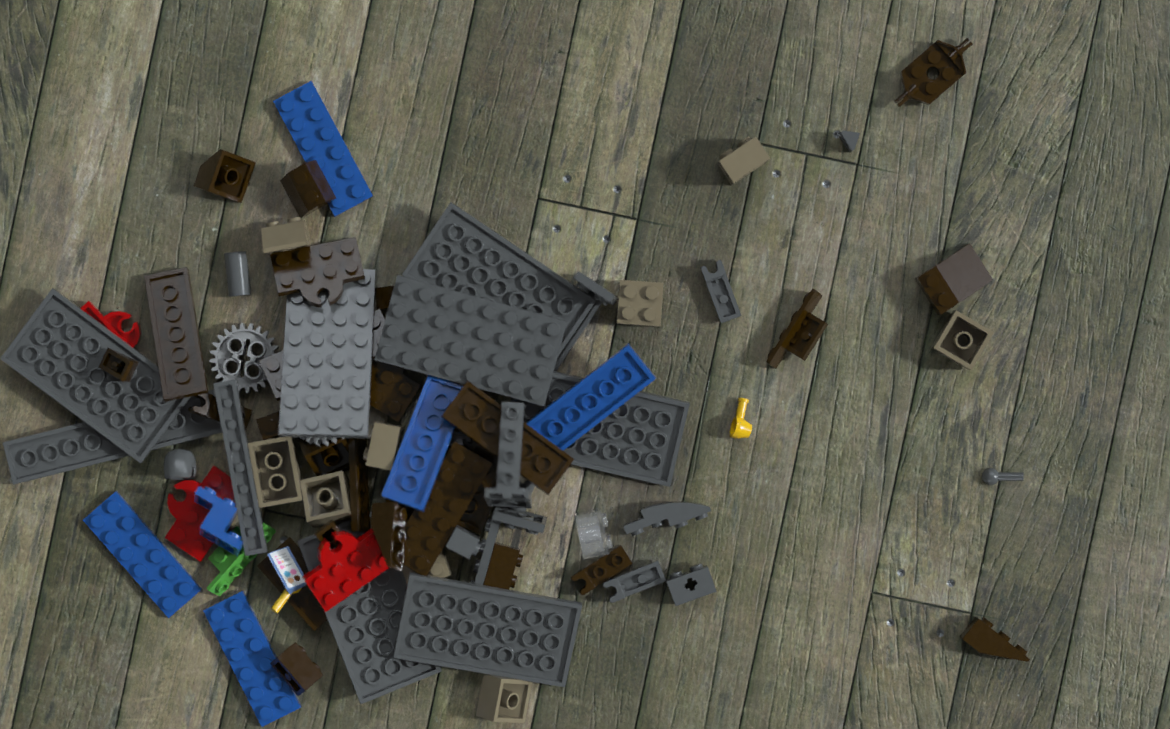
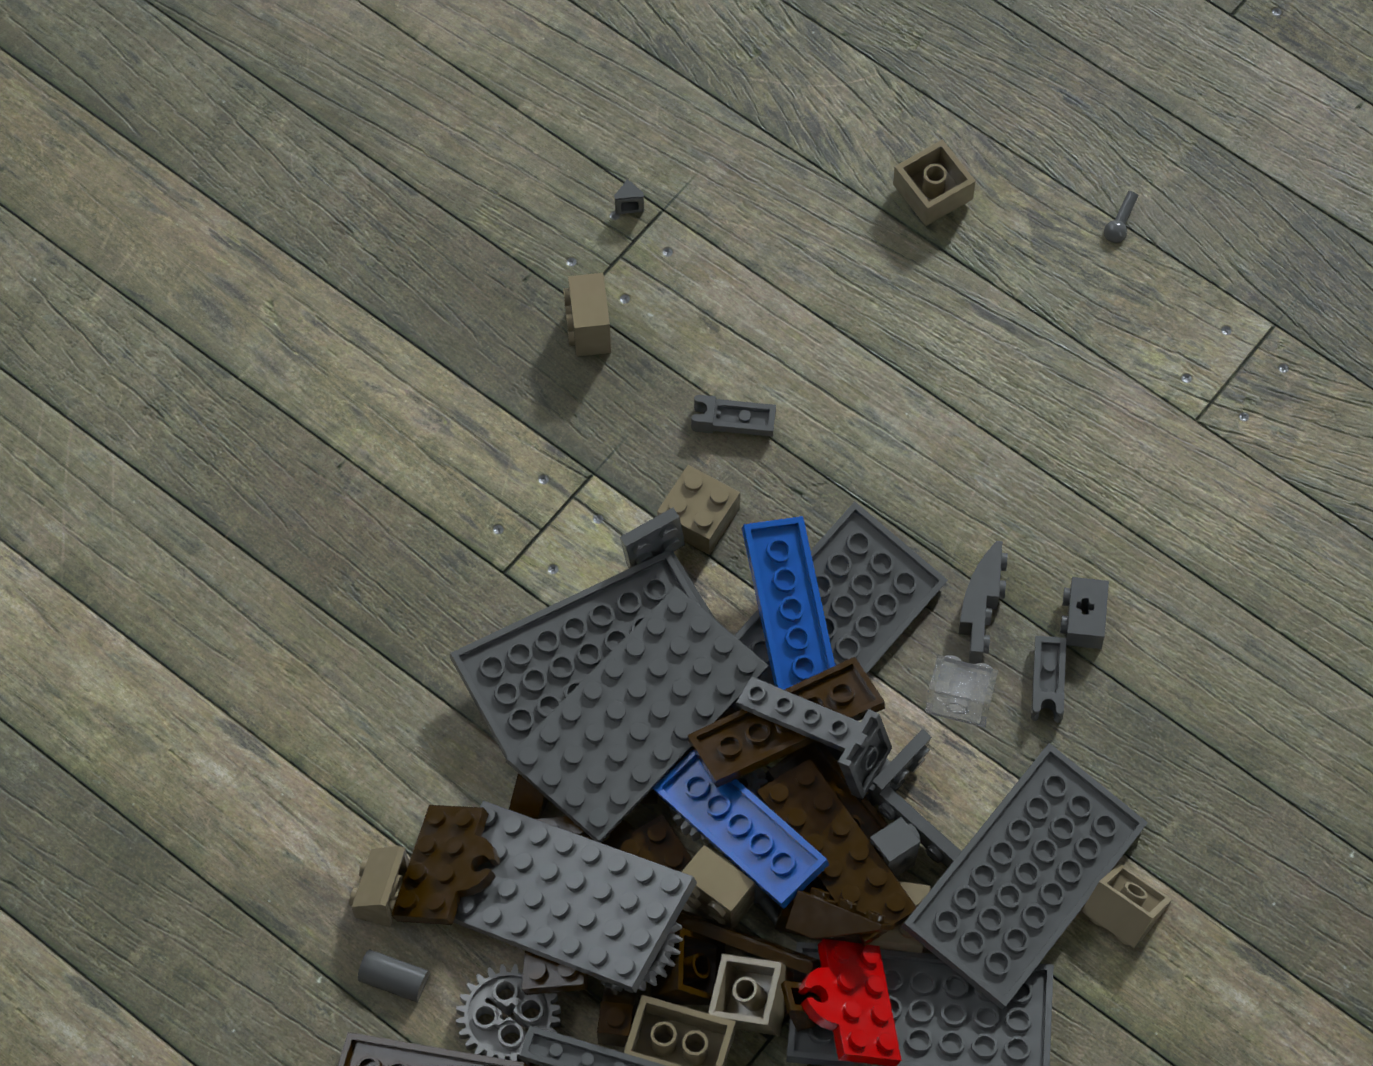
camera: 65 degrees left, 25 degrees down
(225, 175) = (258, 926): dark brown slope -> none
(307, 188) = (334, 832): dark brown slope -> none
(321, 141) = (294, 793): blue plate -> none
(502, 566) = (951, 818): dark brown brick -> none
(602, 569) = (1015, 711): dark brown plate -> none
(739, 427) = (911, 471): yellow bar -> none
(801, 333) = (835, 349): dark brown bracket -> none
(950, 68) = (598, 63): dark brown plate -> none
(953, 279) = (857, 168): dark brown slope -> none
(987, 641) = (1315, 316): dark brown slope -> none

